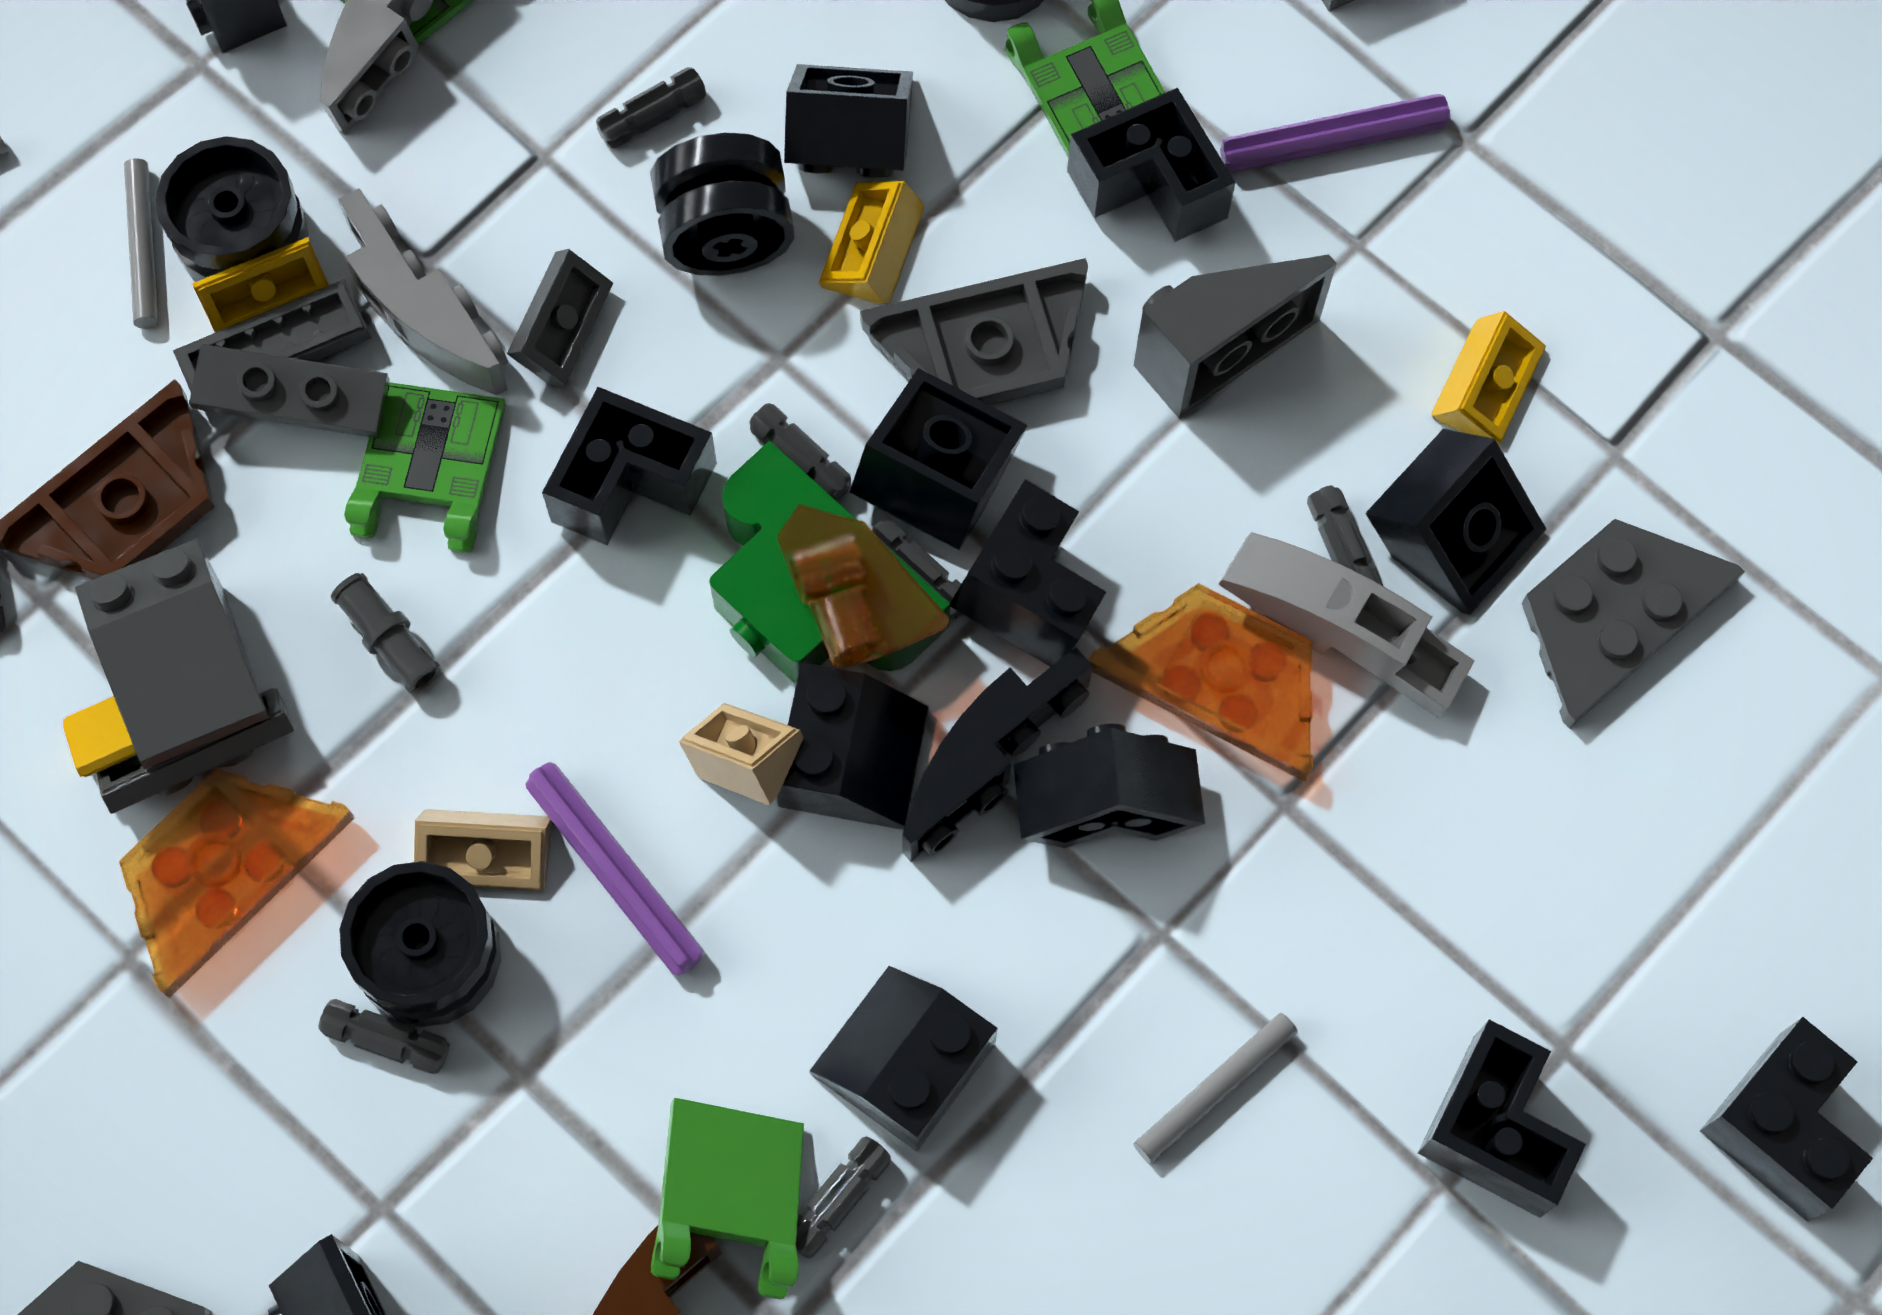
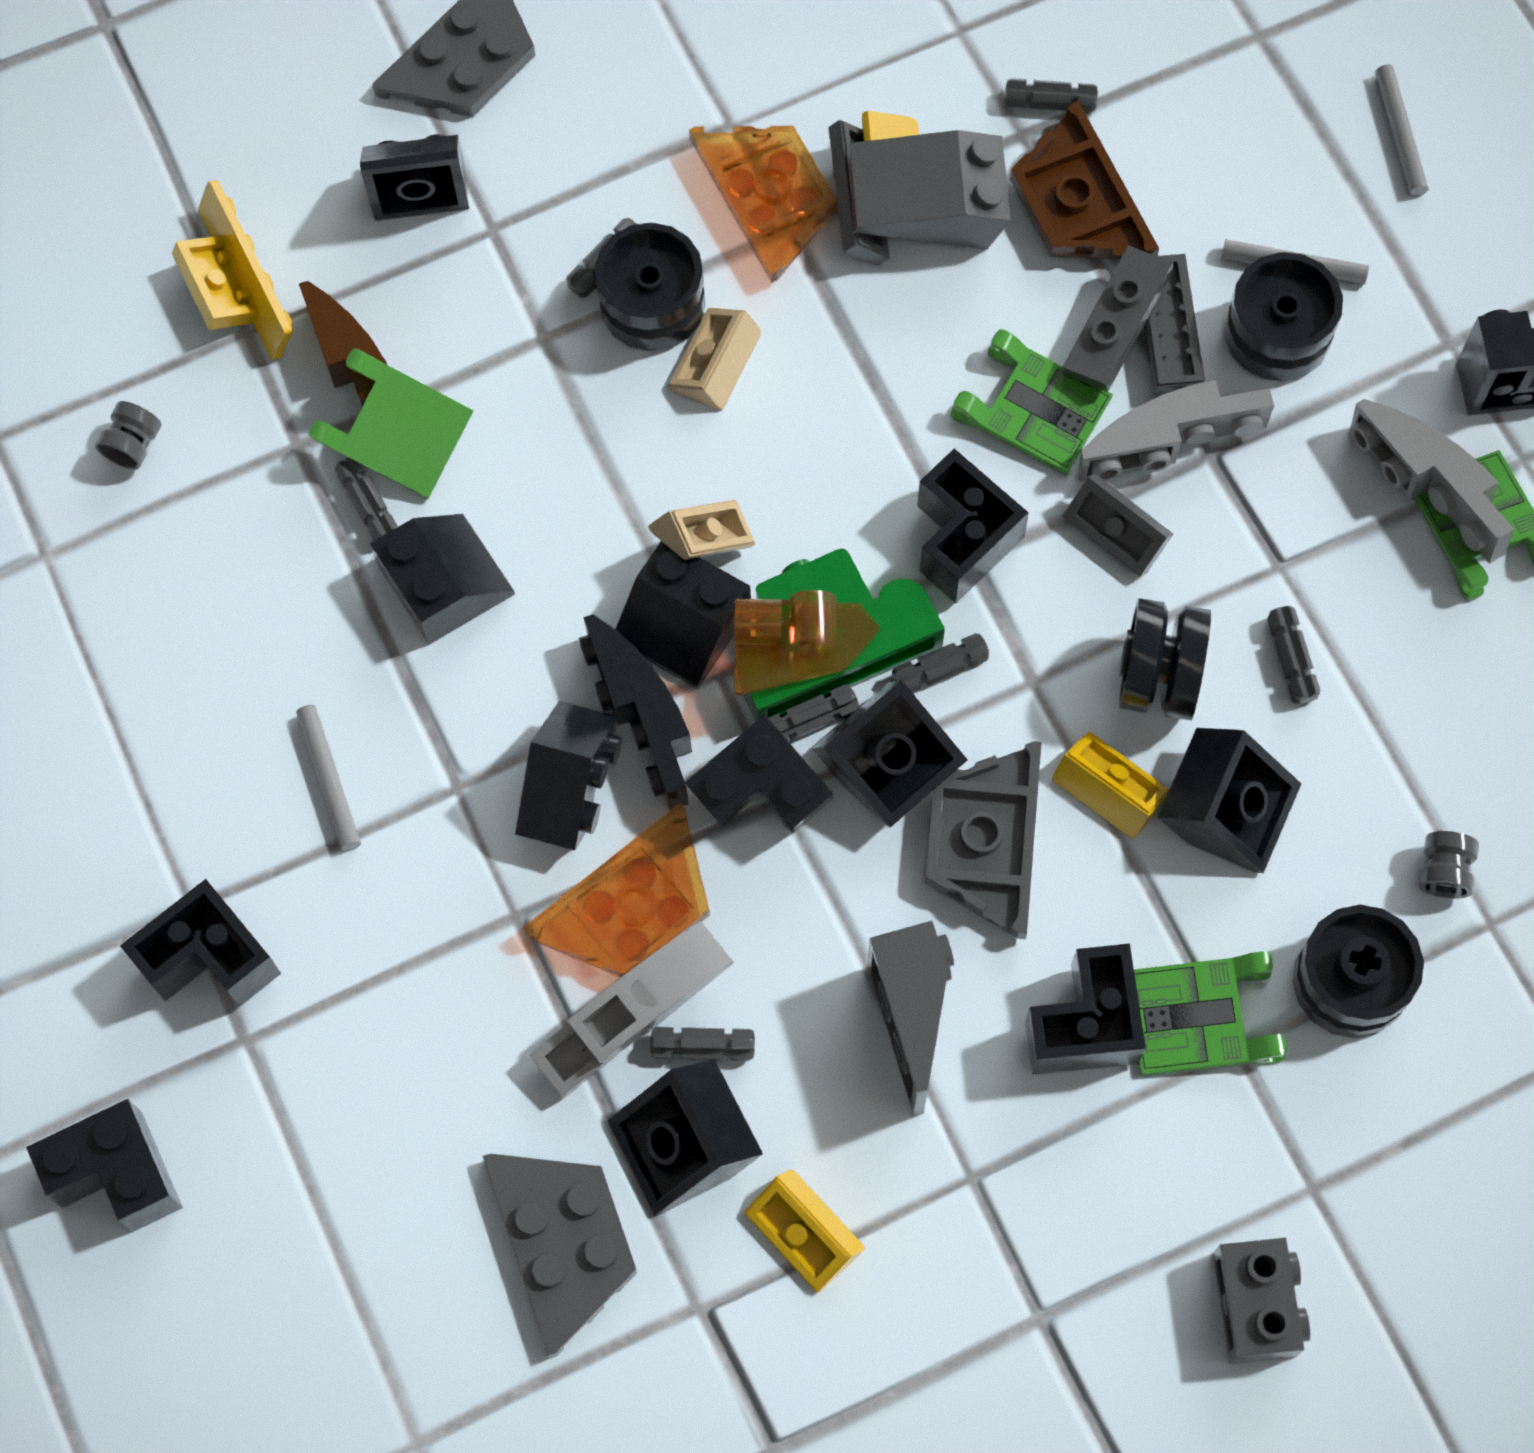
camera: 115 degrees right, 0 degrees up
(260, 284) = (1215, 325): yellow slope -> none
(386, 632) = (901, 336): dark grey pin -> none
(614, 869) = (662, 433): medium lavender axle -> none
(1335, 132) = (1081, 1199): medium lavender axle -> none

